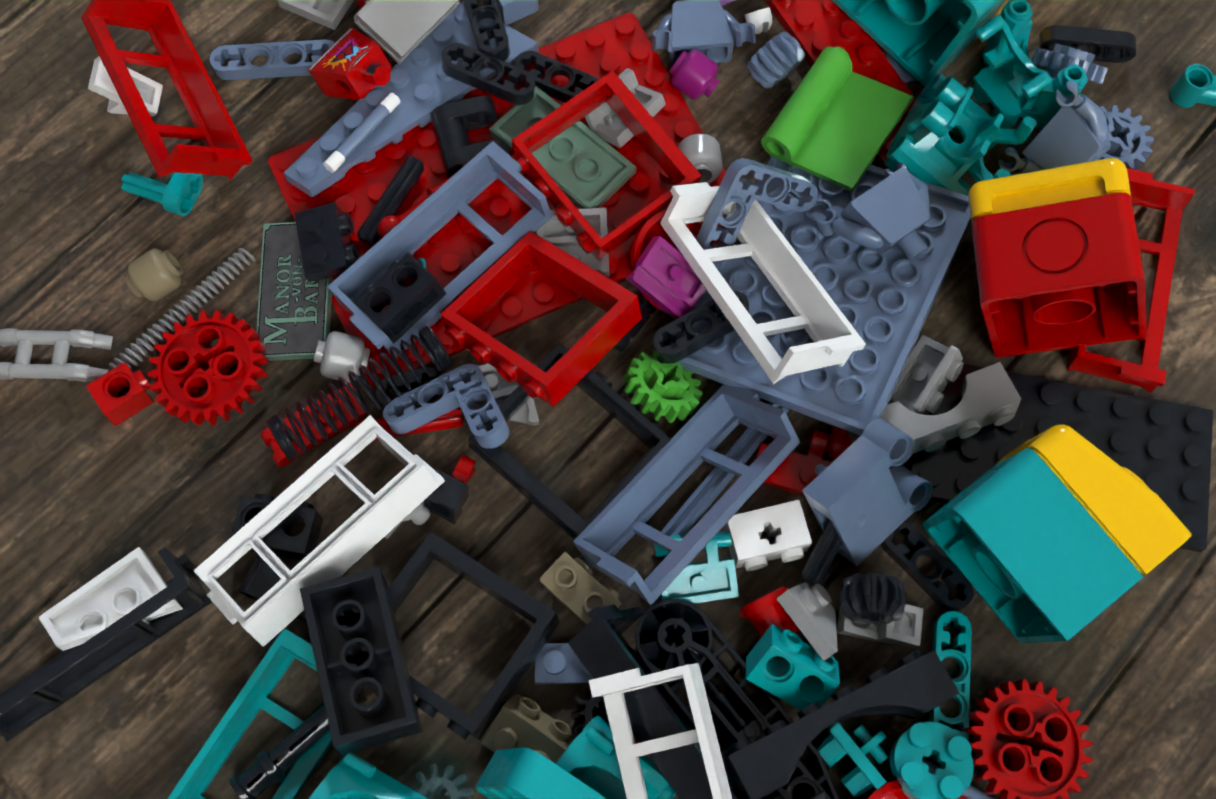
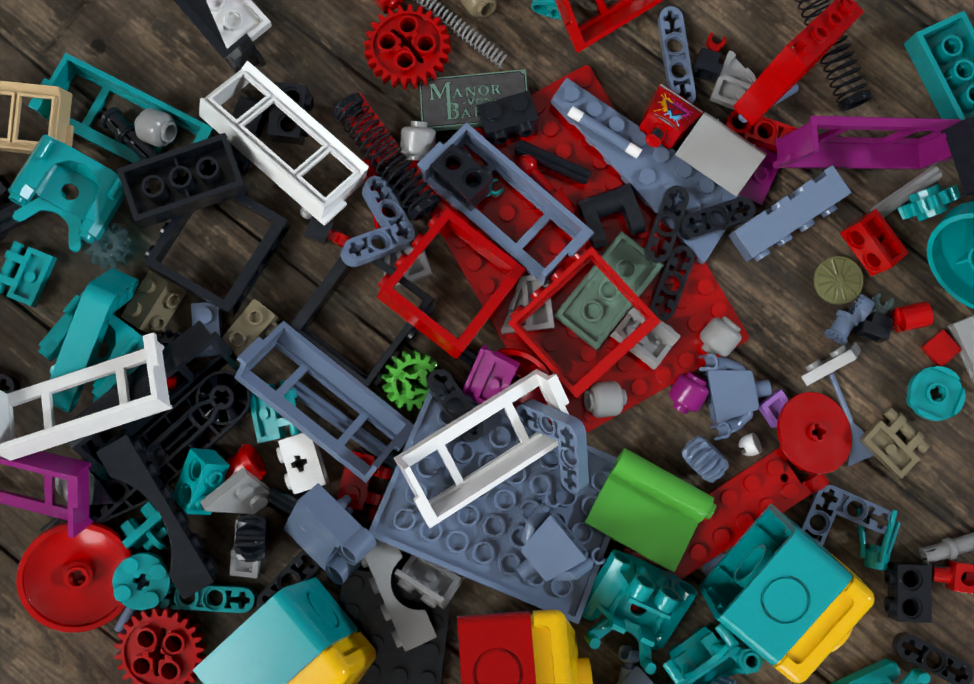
camera: 90 degrees right, 15 degrees up
(269, 717) = (155, 127): none -> light grey head
(286, 22) = (706, 63): none -> black piece
(630, 31) = (720, 336): none -> light grey head

